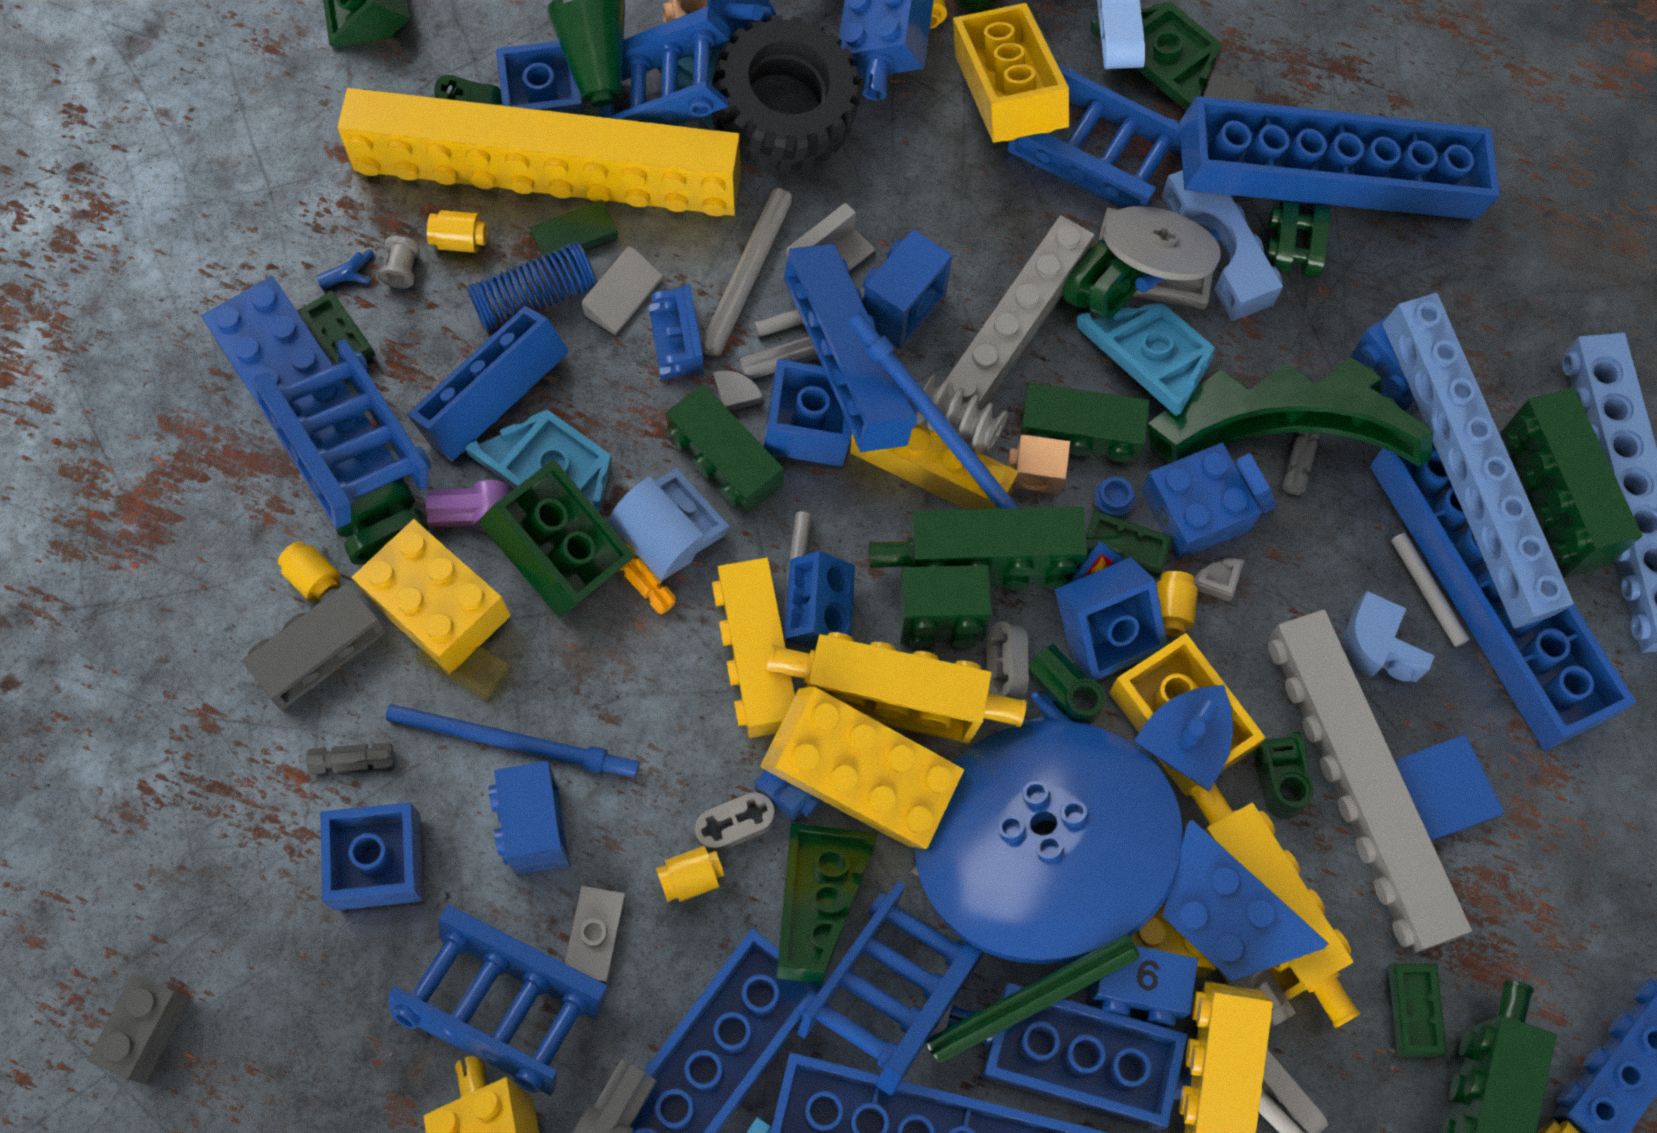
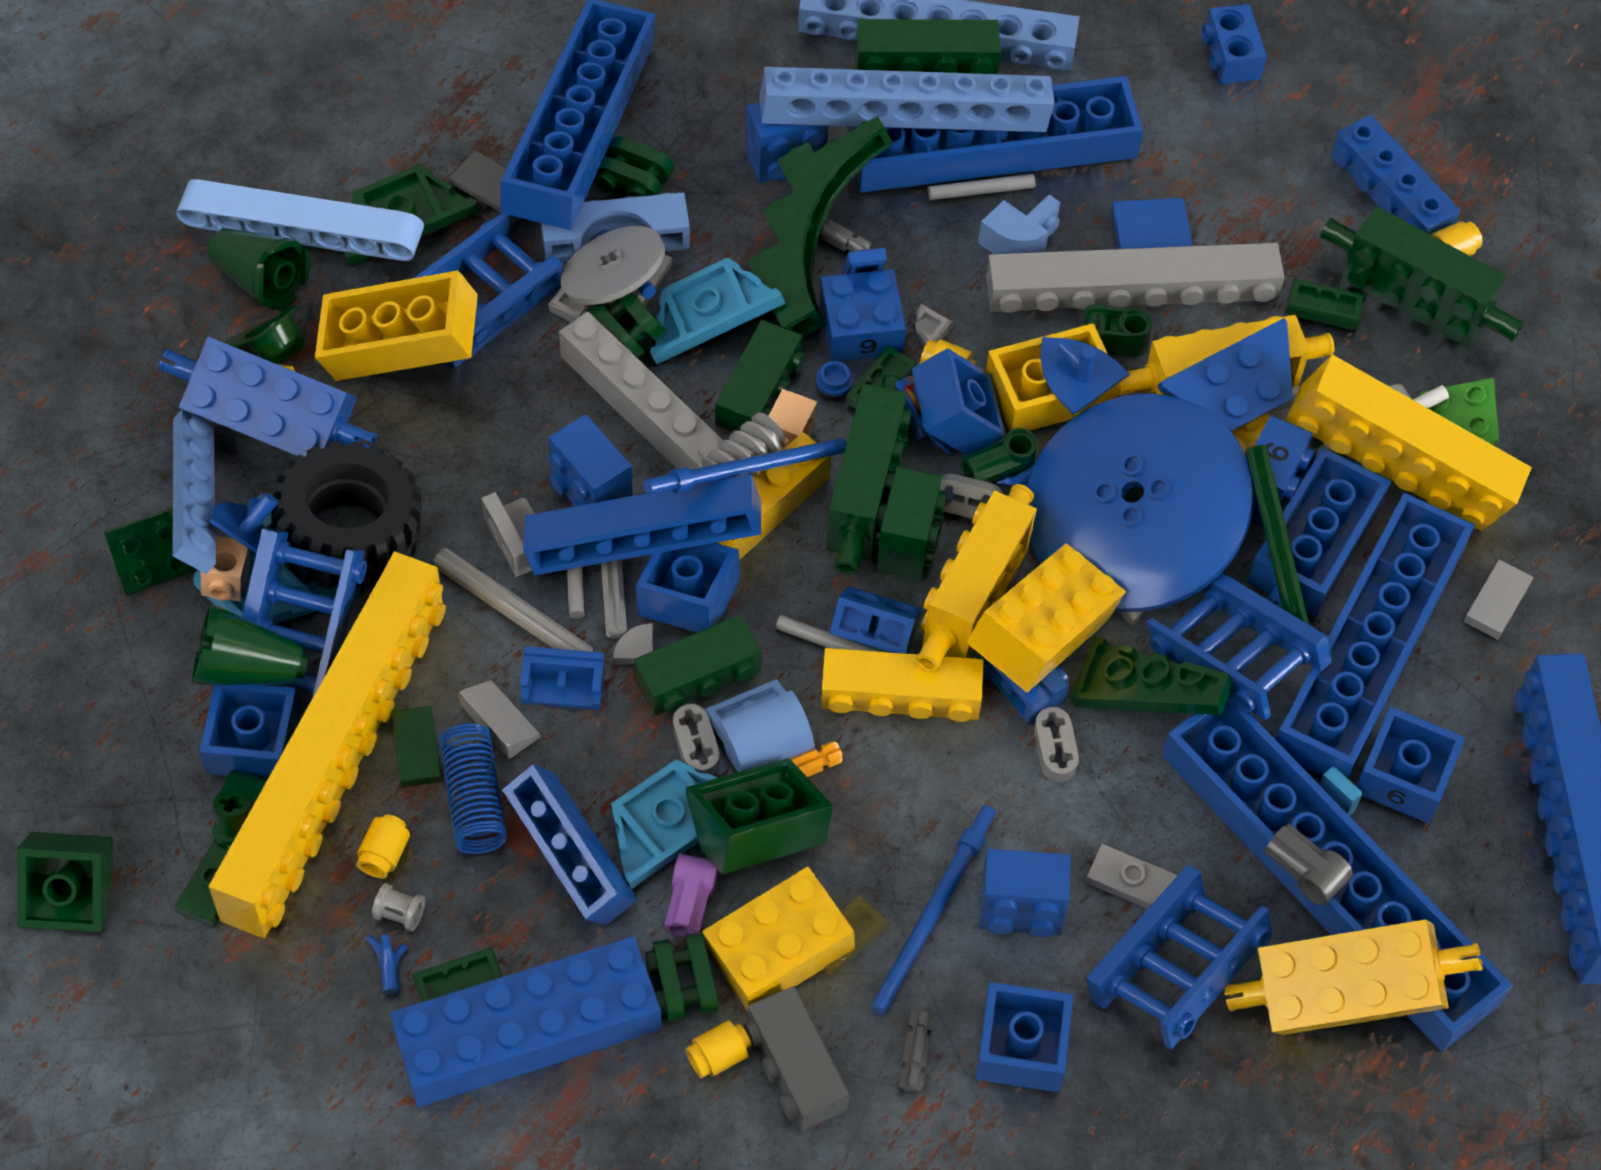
camera: 75 degrees left, 10 degrees down
(318, 464) = (611, 1001): blue fence -> none
(642, 465) = (705, 738): none -> light grey beam
(690, 874) = (1098, 786): yellow brick -> none

